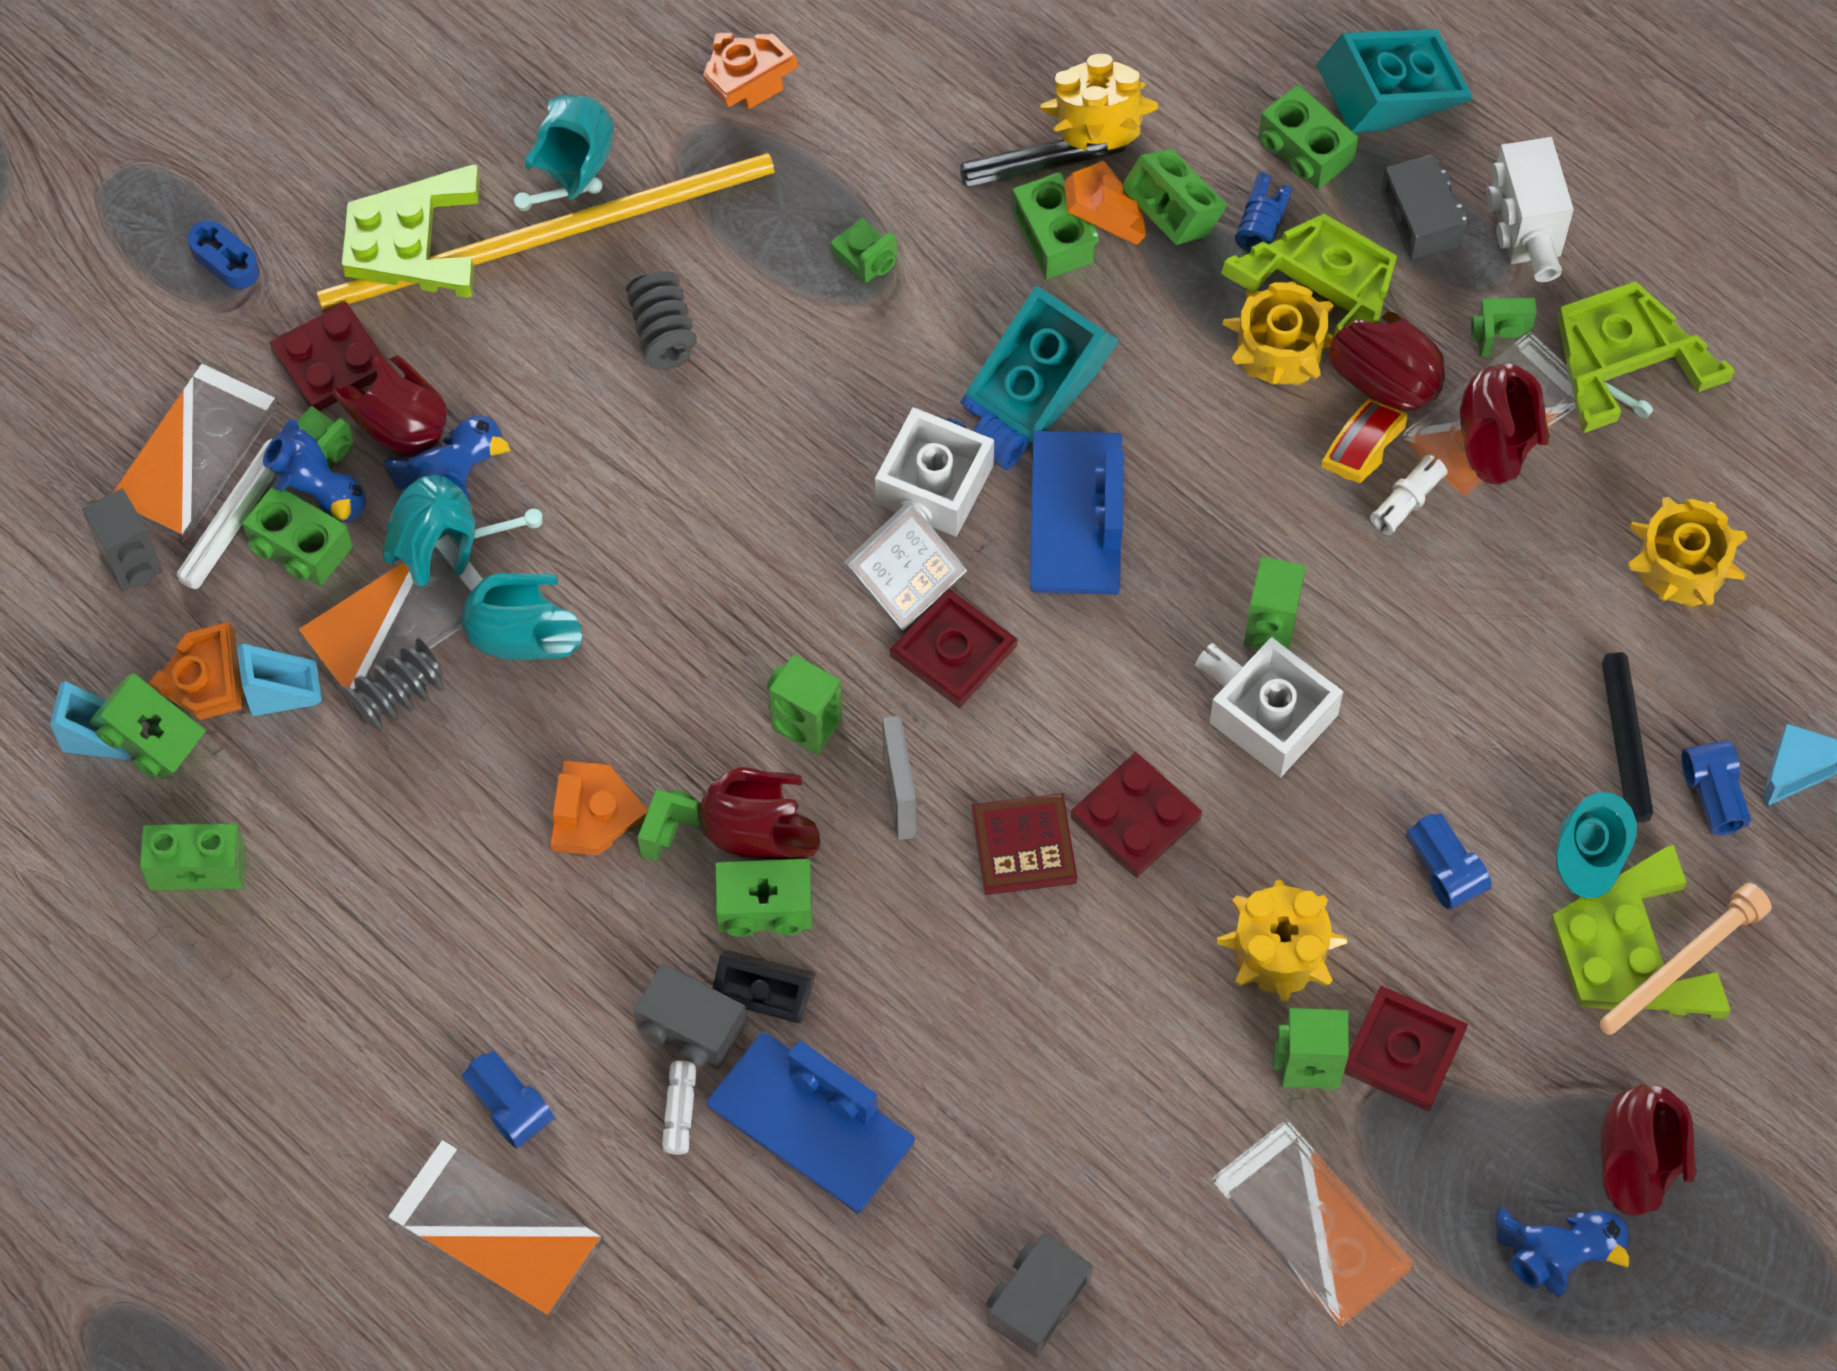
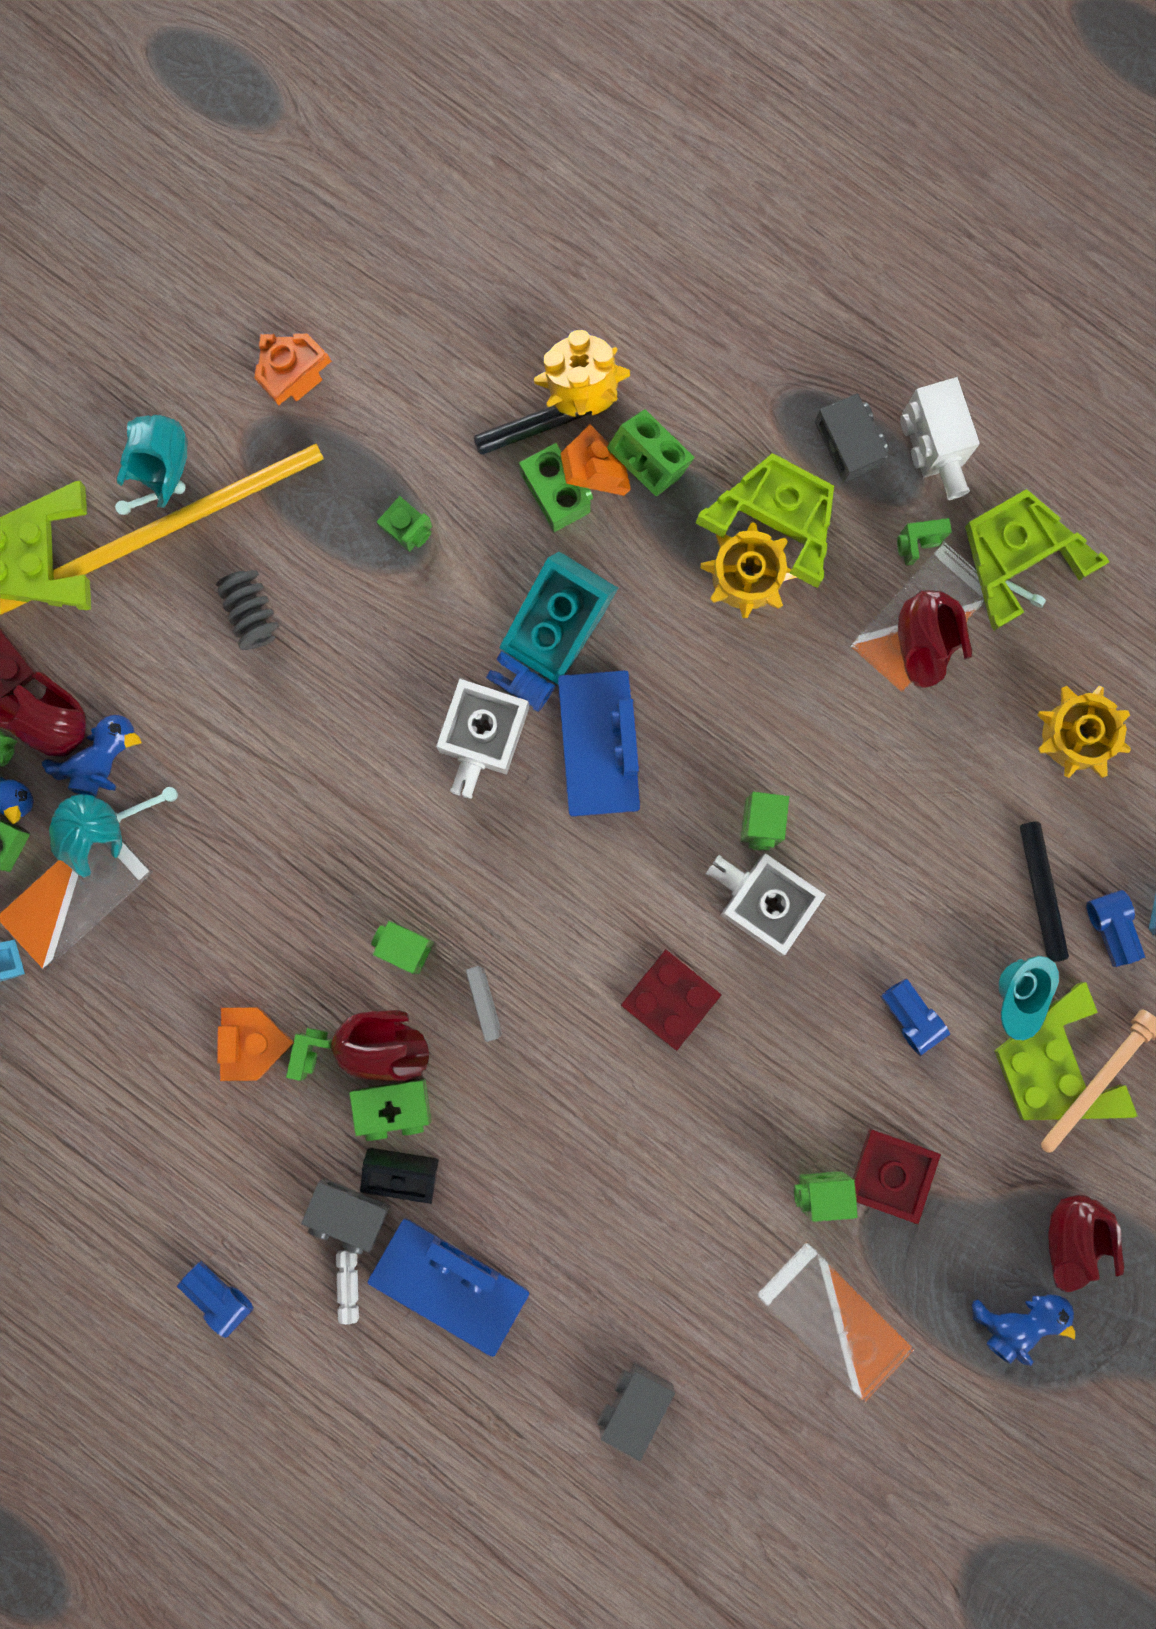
camera: 10 degrees left, 20 degrees up
(395, 685) = (79, 964): dark grey piece -> none
(495, 1229) = (220, 1401): tile -> none
(515, 621) = (171, 895): teal hair -> none
(905, 566) = (468, 815): tile -> none
(953, 647) = (514, 872): dark red tile -> none
(1024, 844) = (587, 1035): tile -> none
(1261, 214) = (722, 459): blue hinge -> none
(1288, 915) = (781, 1118): yellow brick -> none
(1313, 132) = (760, 376): bright green brick -> none
(1363, 439) = (821, 656): slope -> none
(1389, 362) = (840, 593): dark red hair -> none
(1391, 78) = (817, 319): teal slope -> none
(1408, 494) = (859, 699): white pin -> none

